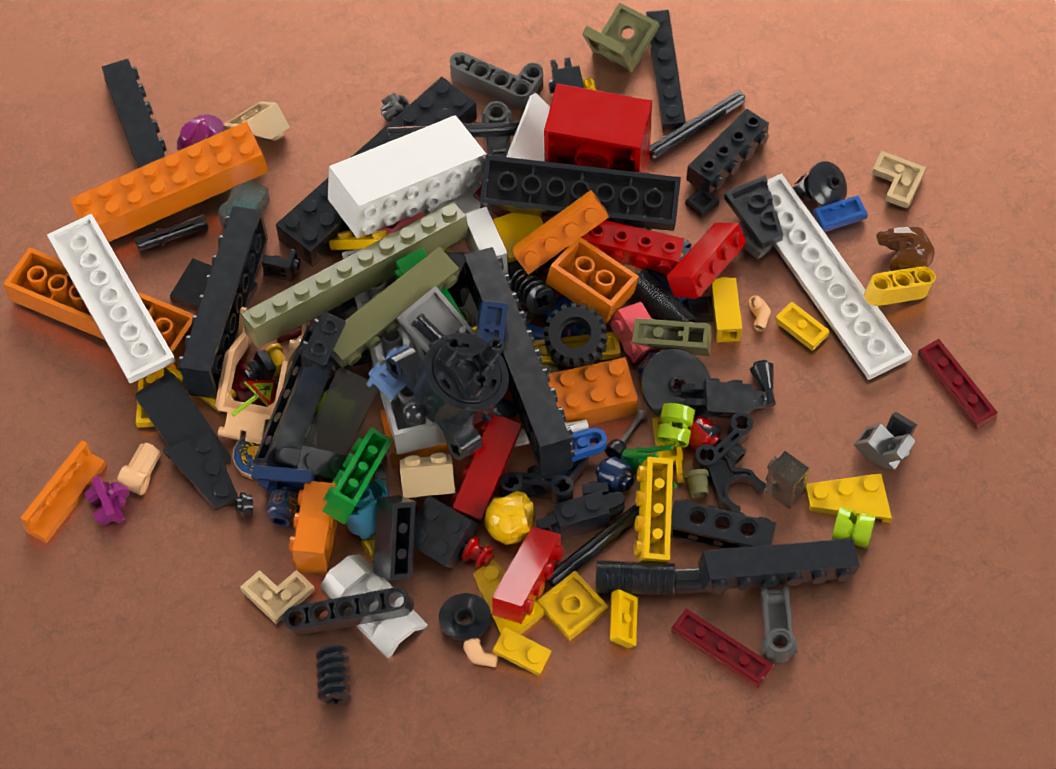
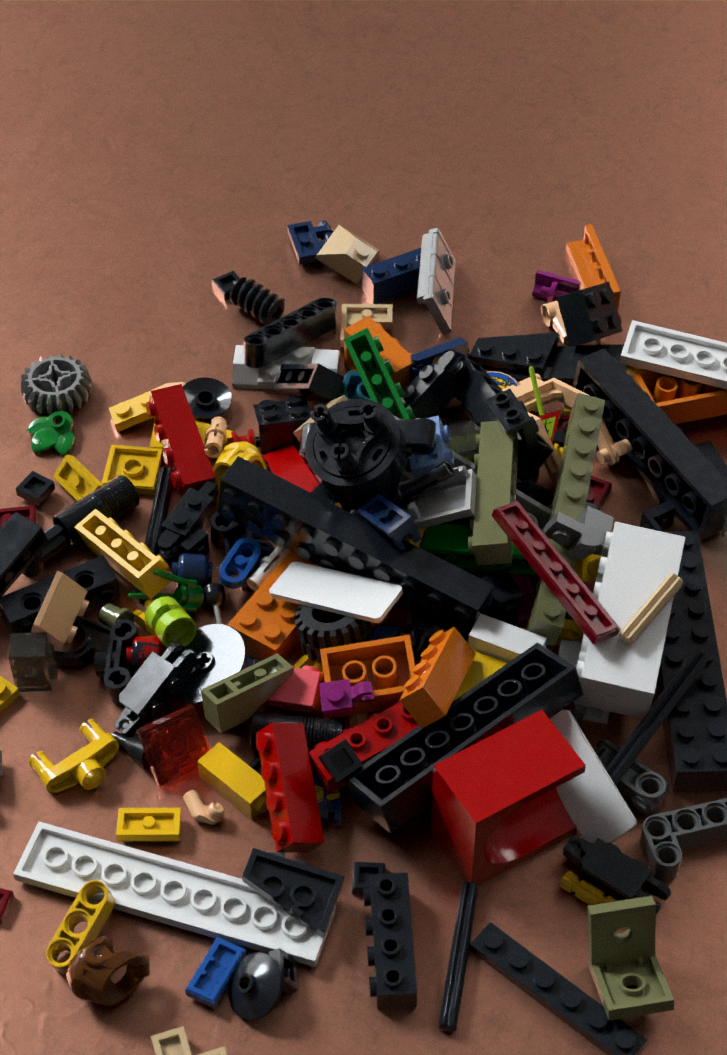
camera: 135 degrees right, 10 degrees down
(132, 431) = (589, 314): none -> black brick
(201, 609) = (391, 277): none -> dark blue brick
(206, 557) = (437, 278): none -> light grey container
(212, 664) = (347, 254): none -> tan slope
(230, 714) = (305, 239): none -> dark blue plate
(331, 727) = (224, 284): none -> black tile
(378, 226) = (580, 534): none -> dark grey brick
(404, 145) = (650, 609): none -> tan axle
(432, 209) = (556, 572): none -> dark red tile
(501, 554) = (215, 437): none -> light nougat pin
(545, 716) = (40, 380): none -> light grey gear
(558, 343) = (336, 591): none -> white piece
(605, 687) = (49, 434): none -> green plate
(629, 268) = (339, 696): none -> magenta plate
(658, 641) = (35, 488): none -> black plate
(671, 230) = (340, 760): none -> black plate
(743, 493) = (60, 609): none -> light nougat slope
(744, 354) = (174, 744): none -> clear red plate
(810, 392) = (80, 767): none -> yellow connector

